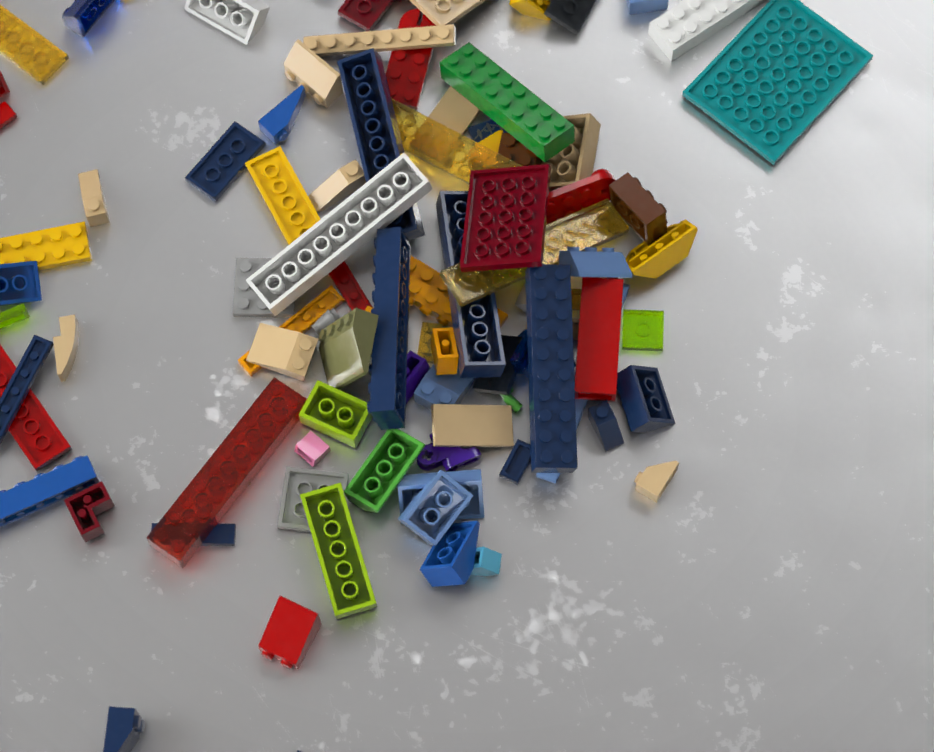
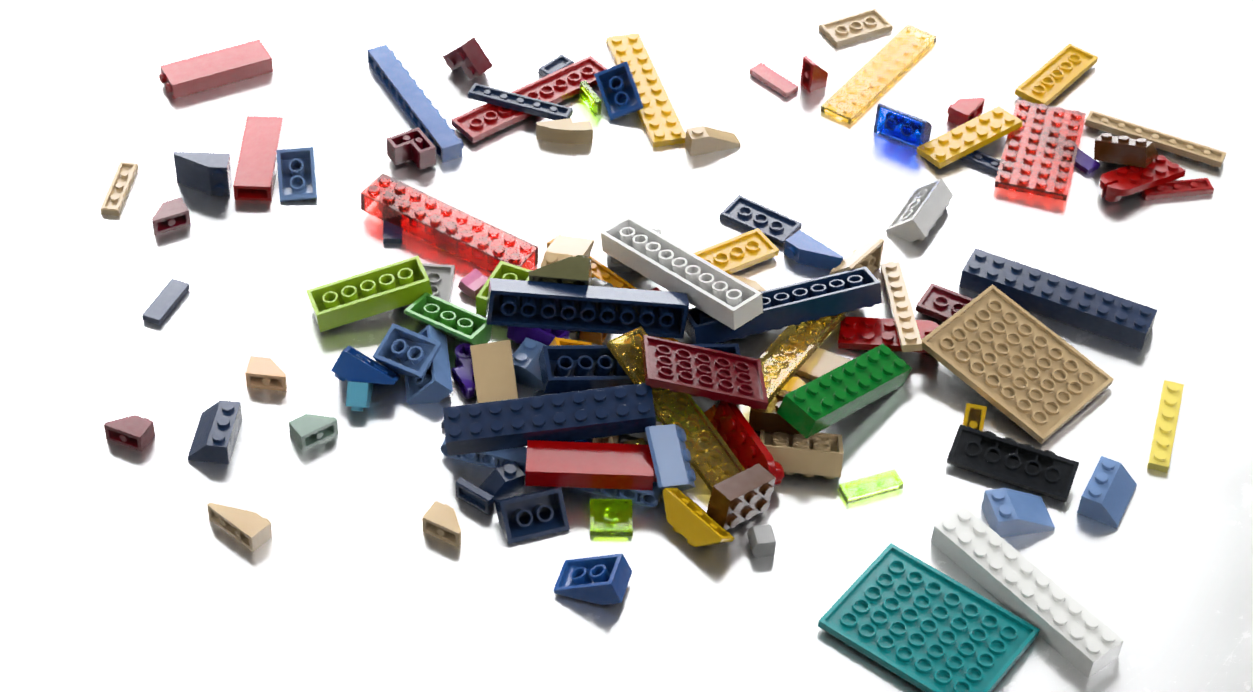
camera: 80 degrees right, 25 degrees down
(84, 683) = (258, 158): none -> brick
(122, 639) = (297, 174): none -> medium blue slope
(289, 633) = (296, 270): red slope -> none
(444, 659) = (265, 374): none -> light nougat slope
(528, 609) = (312, 429): none -> sand green slope
(529, 705) = (217, 433): none -> dark blue slope
(605, 101) = (871, 486): none -> clear neon green tile
(620, 451) = (474, 496): none -> dark blue tile
(661, 664) = (241, 524): none -> tan slope
(678, 198) = (762, 540): none -> light grey piece
(725, 348) = (595, 579): none -> blue slope

